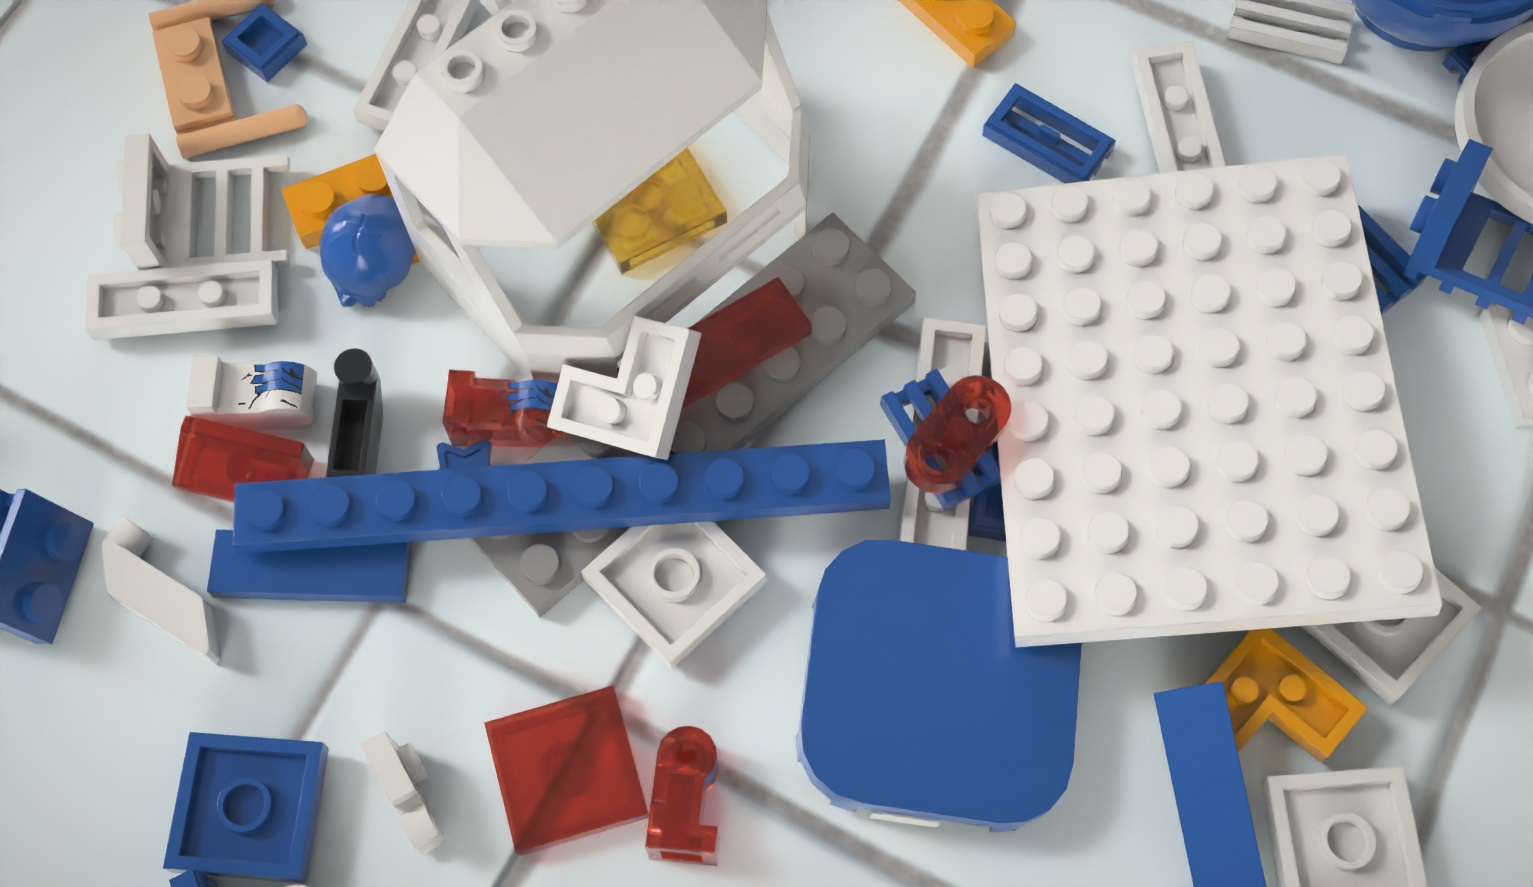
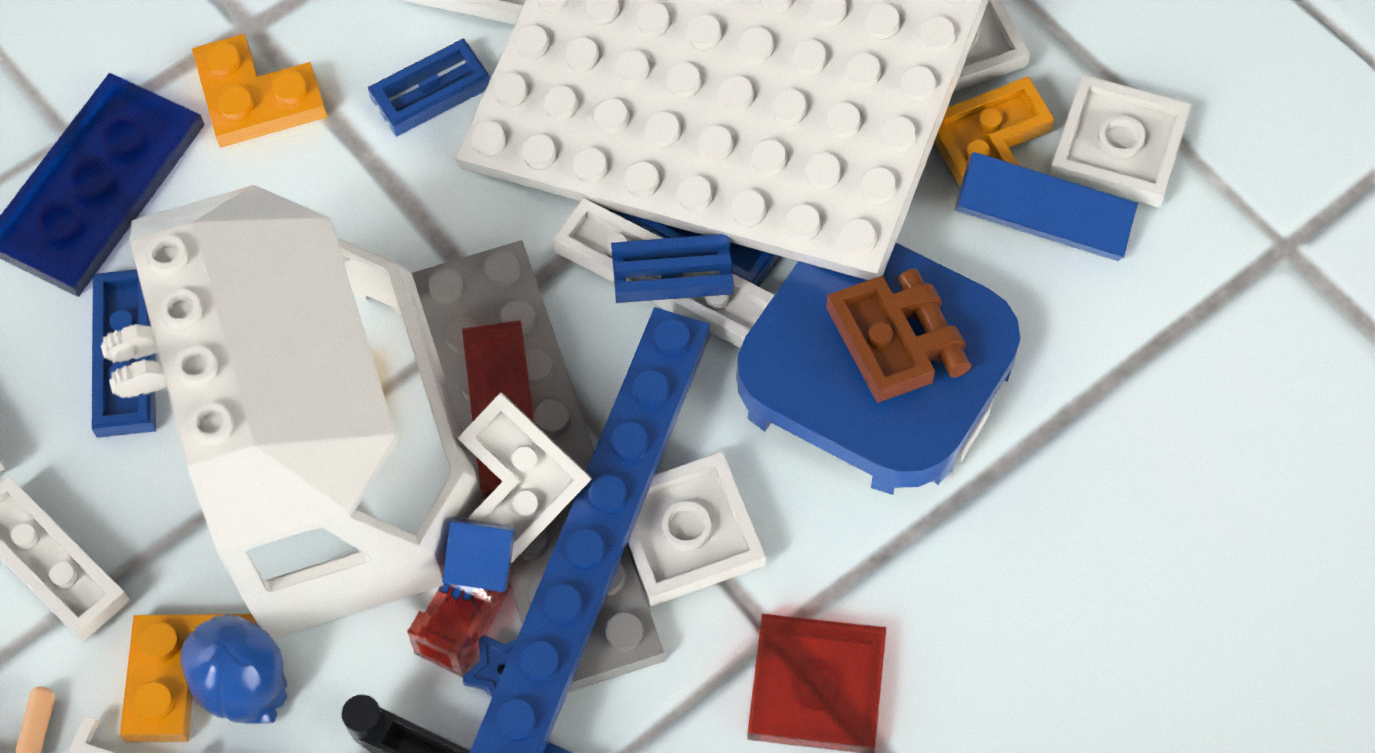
camera: 65 degrees left, 5 degrees down
(542, 394) = (478, 554): none -> blue tile
(682, 776) = (886, 595): clear red leg -> none
(942, 672) = (883, 341): none -> dark orange plate
(954, 437) = (686, 249): clear red plate -> none

